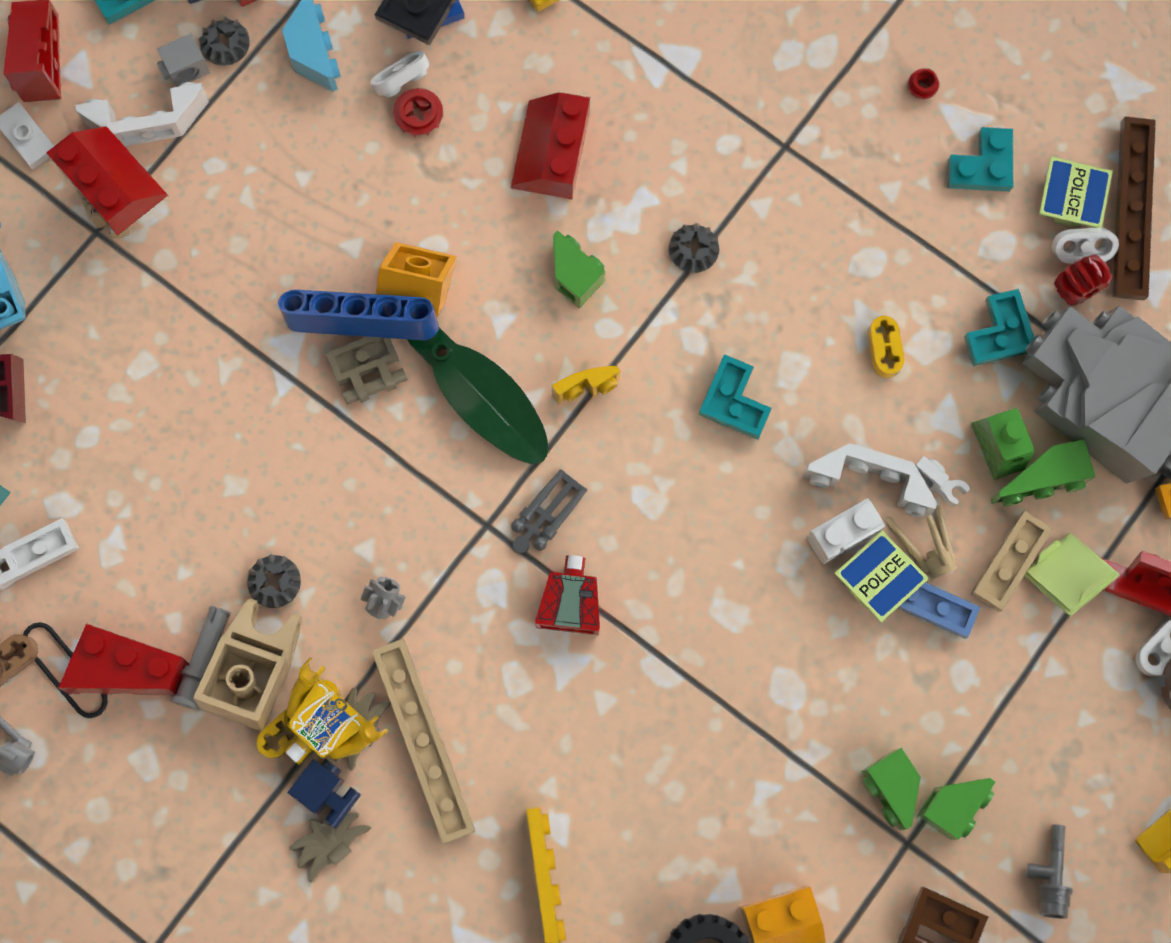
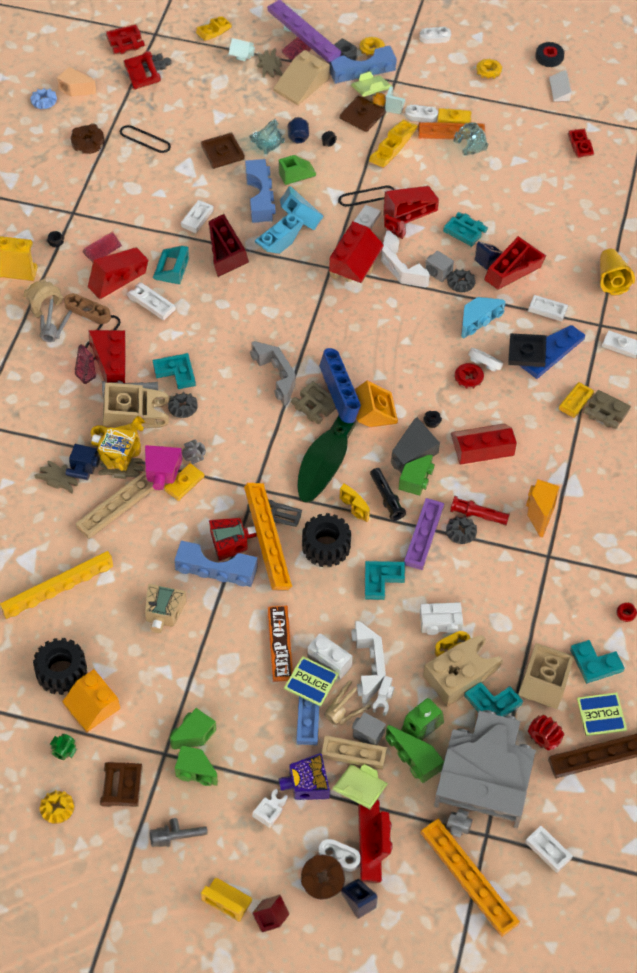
camera: 70 degrees right, 20 degrees down
(72, 93) = (395, 225): none -> red slope
(125, 720) = (84, 365): none -> clear pink slope
(192, 559) = (179, 367): none -> teal plate
(232, 409) = (267, 353): none -> light grey slope
(397, 661) = (162, 465): none -> dark pink torso
(428, 634) = (184, 482): none -> yellow plate
(479, 208) = (432, 423): none -> black plate
(520, 251) = (414, 445): none -> dark grey slope
(586, 676) = (238, 570): none -> medium blue arch
(596, 541) = (267, 536): none -> light orange plate
(604, 328) = (390, 500): none -> black pin
(645, 428) = (326, 553): none -> black tyre
(658, 755) = (163, 606): none -> tan torso
(666, 217) = (470, 508): none -> red pin
(682, 304) = (424, 534): none -> medium lavender plate
(715, 113) = (541, 504): none -> light orange slope
(787, 596) = (280, 643): none -> tile
(839, 343) = (441, 618): none -> white brick
(936, 342) = (460, 670): none -> tan brick
(985, 525) = (368, 729): none -> light grey brick
(988, 237) = (546, 676): none -> tan slope
(1033, 645) = (307, 779): none -> dark purple torso
(1061, 722) = (269, 810): none -> white plate
(1084, 244) = (572, 730): white plate -> none

